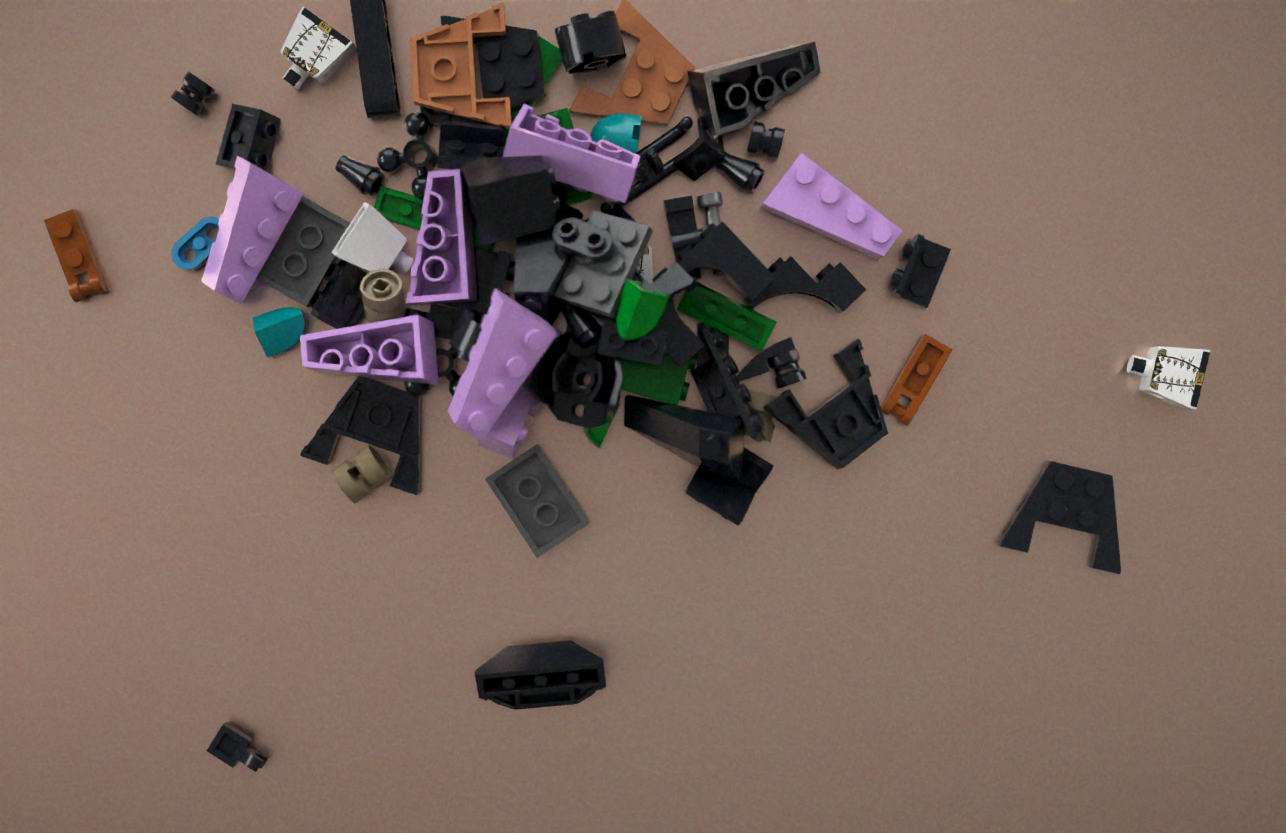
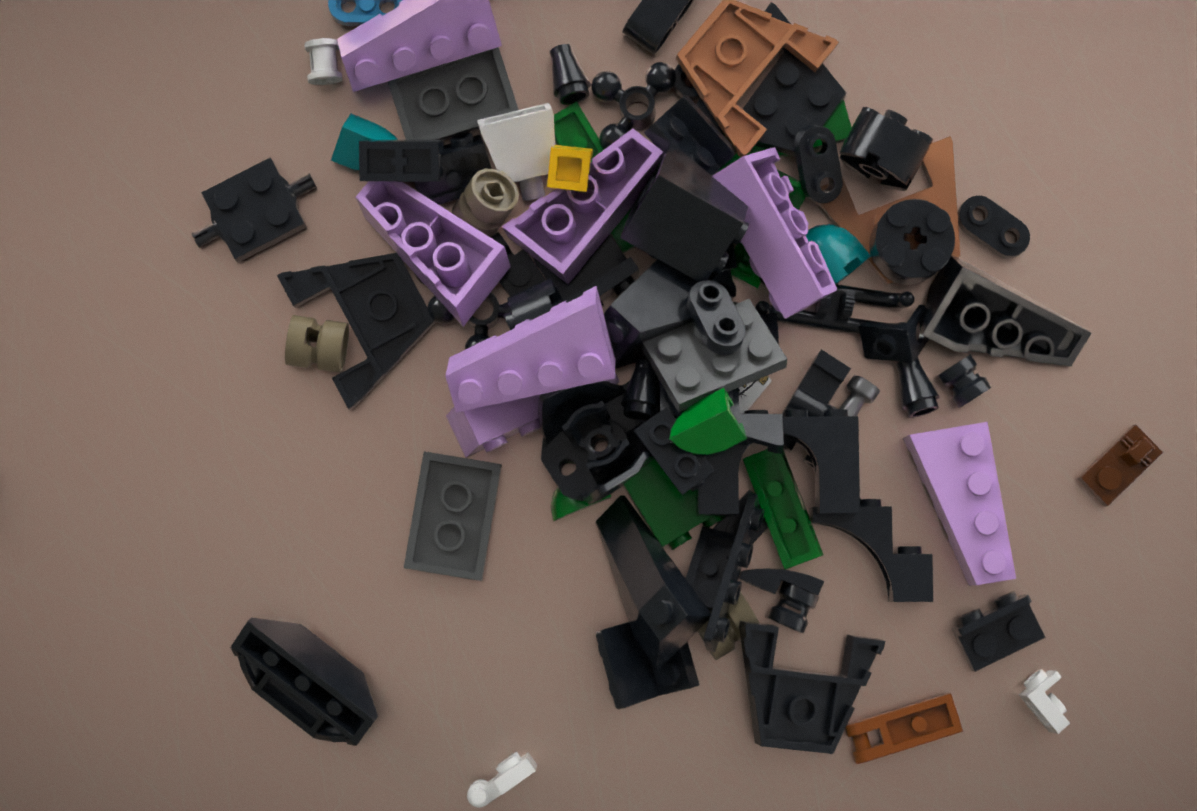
camera: 40 degrees right, 5 degrees down
(206, 302) = (323, 61): none -> white bush
(249, 429) = (254, 210): none -> black plate
(308, 319) = (401, 160): none -> black hinge
(412, 231) = (569, 168): none -> yellow panel
(560, 91) = (816, 166): none -> black plate
(663, 67) = (930, 228): none -> black brick
(699, 32) = (992, 229): none -> black plate
(710, 618) = (510, 773): none -> white plate
(903, 105) = (1120, 465): none -> reddish brown hinge
(988, 290) = (1046, 708): none -> white bracket

